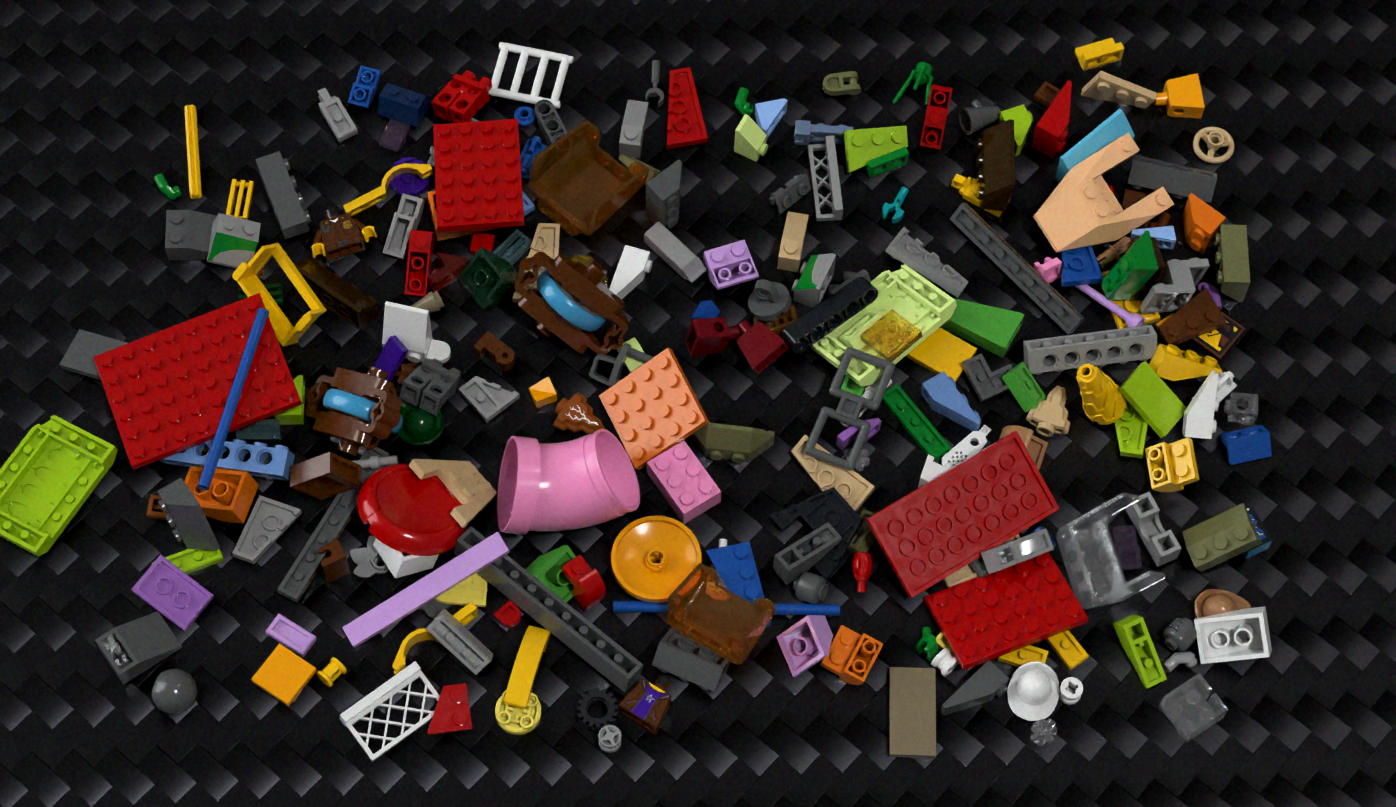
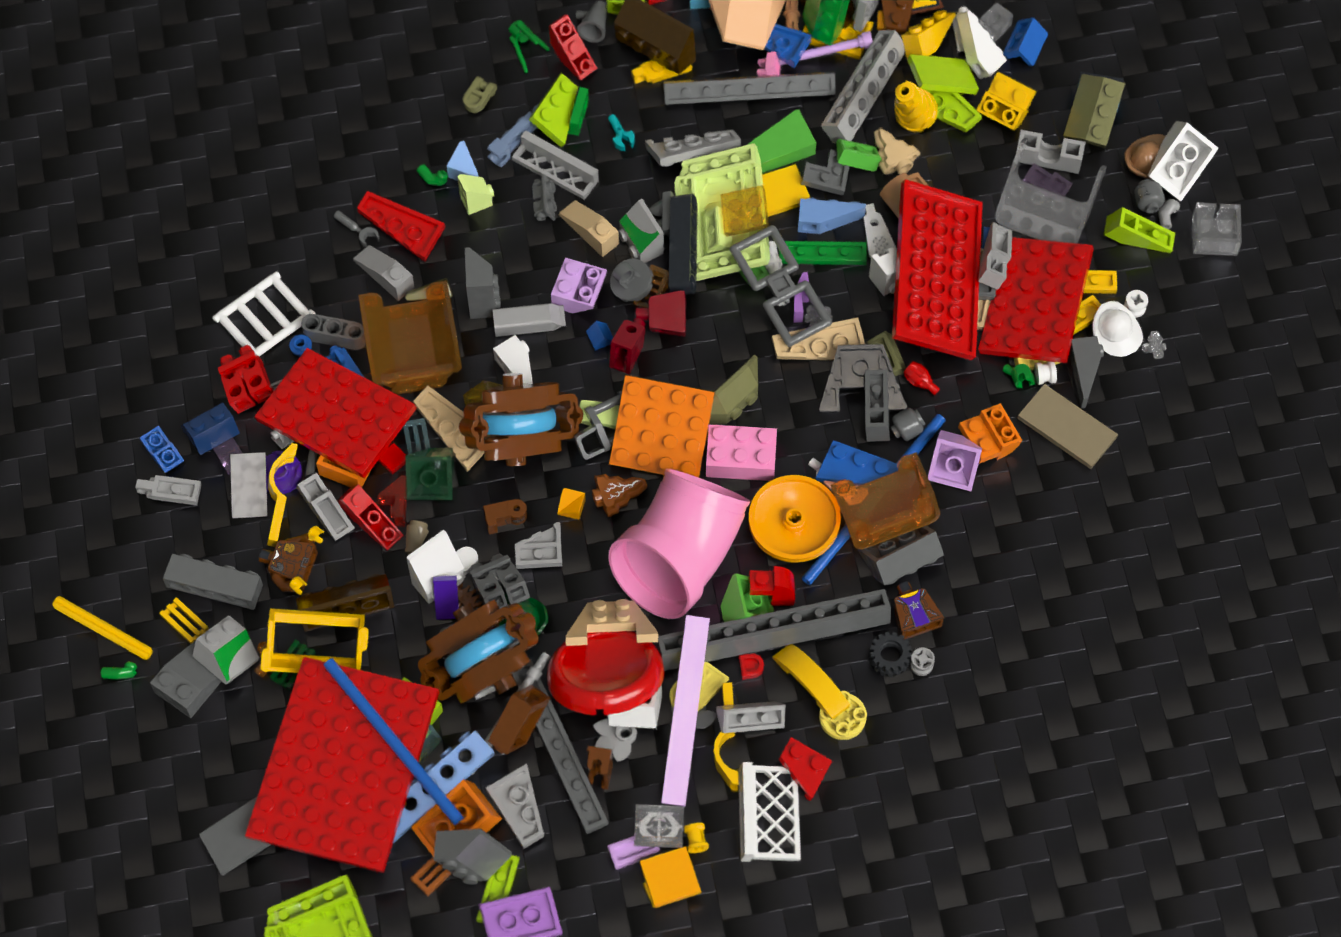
camera: 50 degrees left, 0 degrees up
(320, 638) = (659, 826): none -> clear tile
(373, 168) = (248, 485): none -> flat silver sticker

